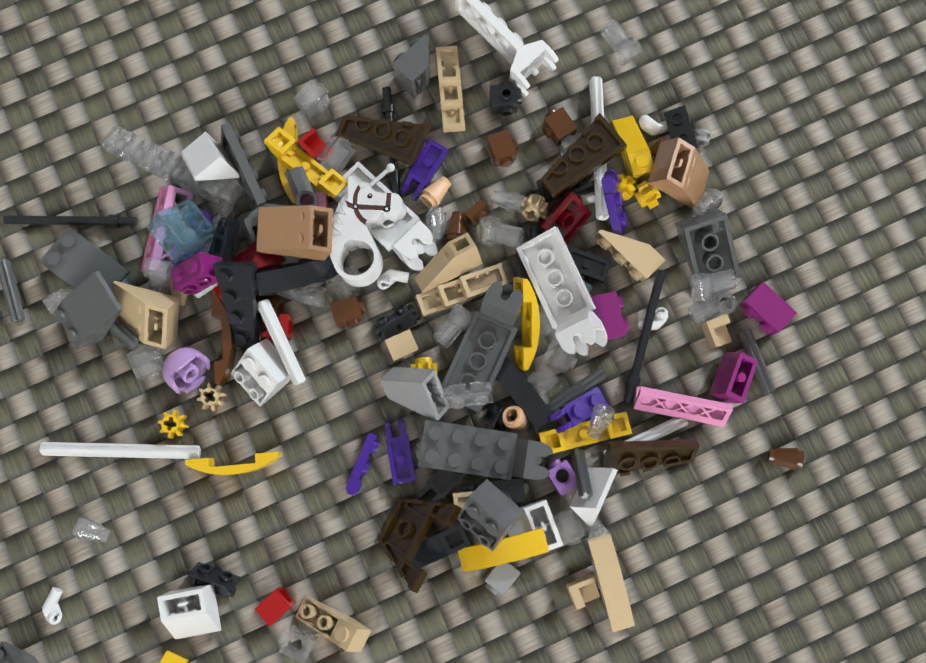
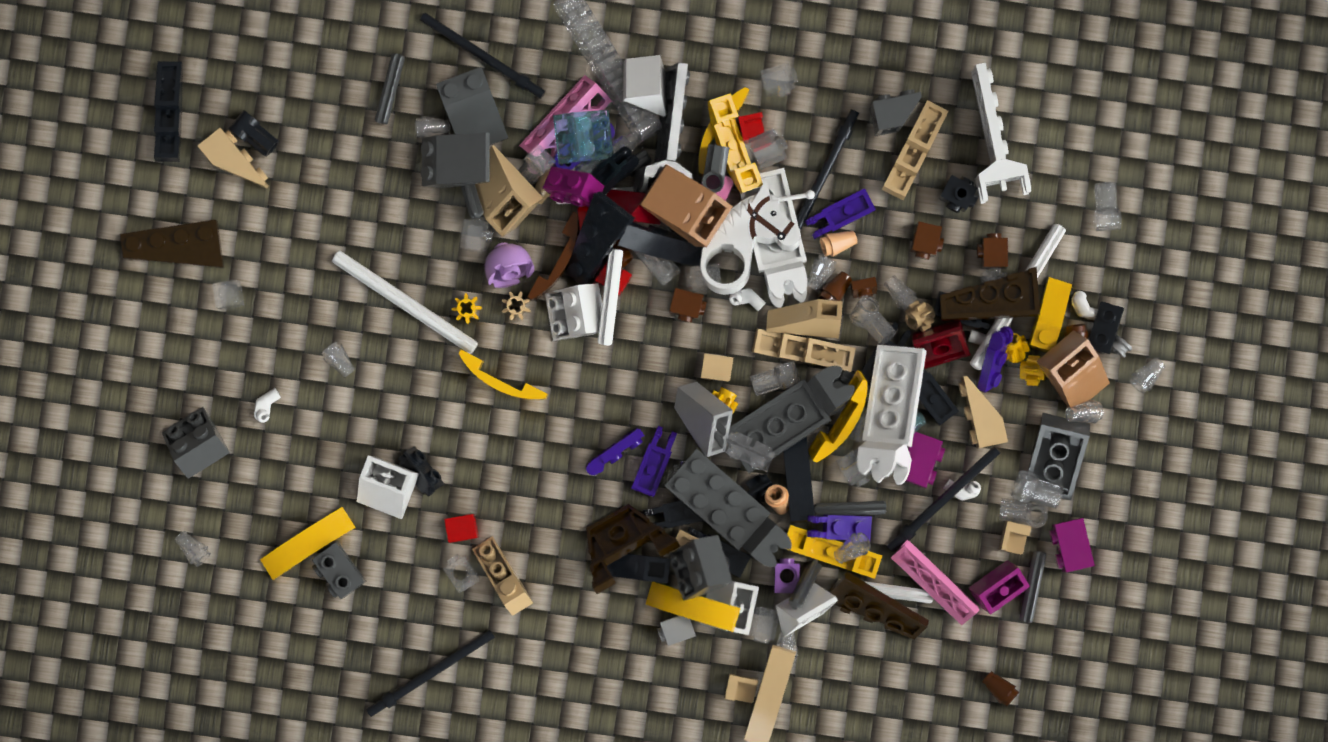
camera: 35 degrees right, 5 degrees up
(389, 138) = (827, 166): dark brown wing -> none
(402, 316) = (735, 340): black hinge -> none
(542, 379) = (824, 479): clear brick -> none
(734, 147) = (1146, 376): none -> clear cone

